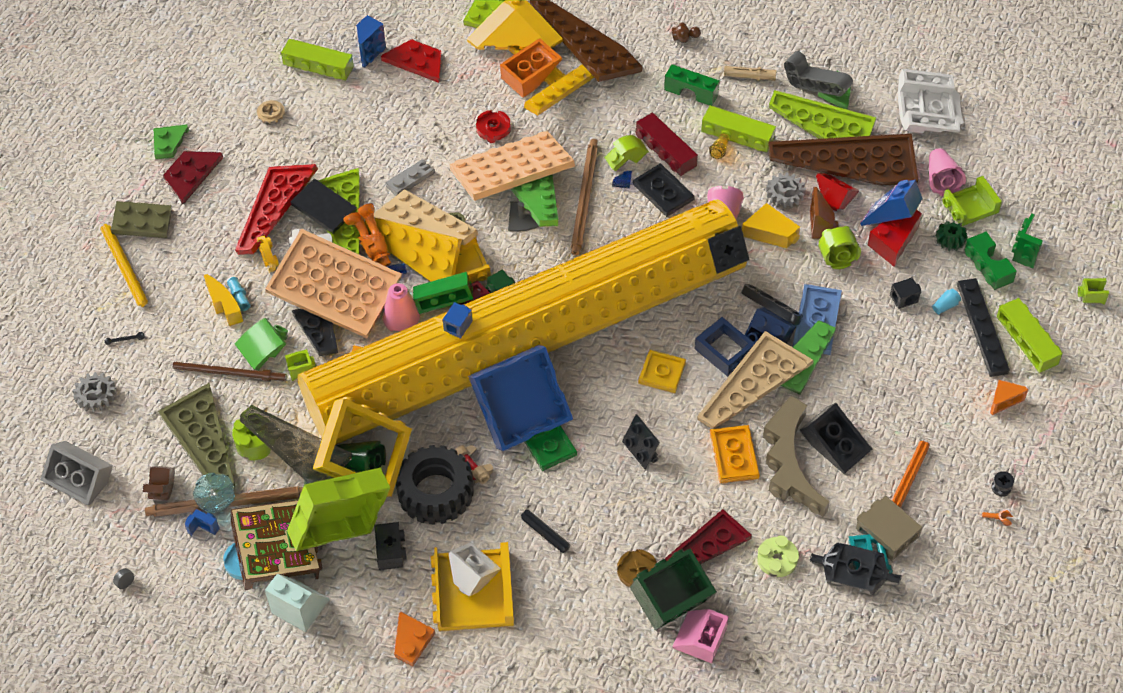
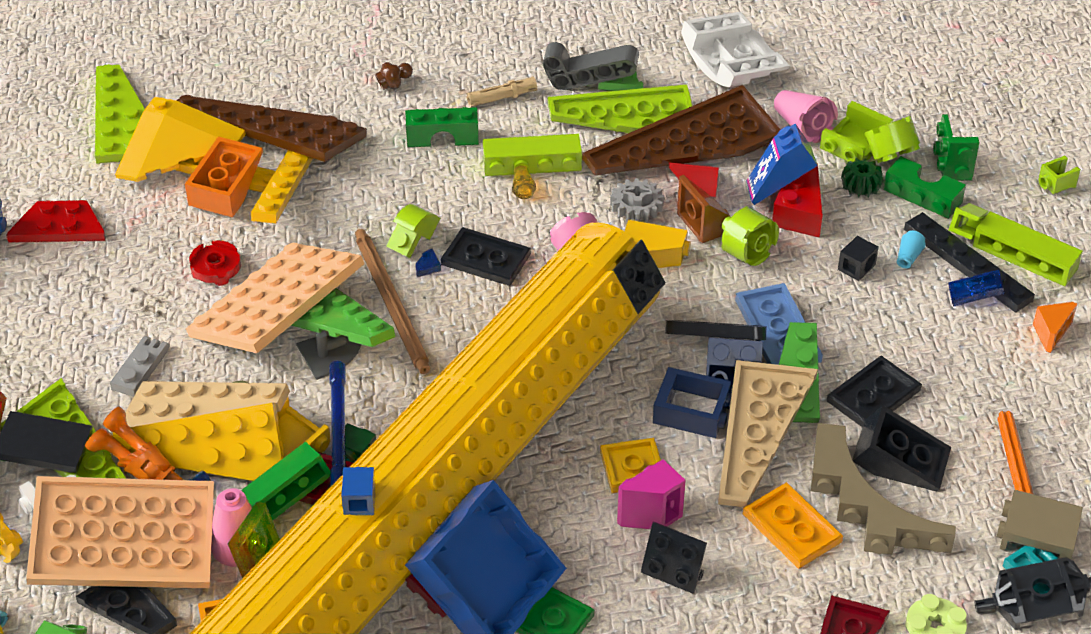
camera: 30 degrees left, 10 degrees down
(403, 317) = (253, 538): none -> clear neon green tile
(511, 240) = (337, 382): none -> clear blue piece
(652, 398) = (651, 496): none -> dark pink slope
(666, 144) = (457, 202): dark red brick -> none
(851, 389) = (871, 388): none -> black tile
(970, 348) = (976, 288): none -> clear blue plate
(988, 216) = (892, 138): none -> lime brick
(998, 296) = (966, 220): none -> lime window

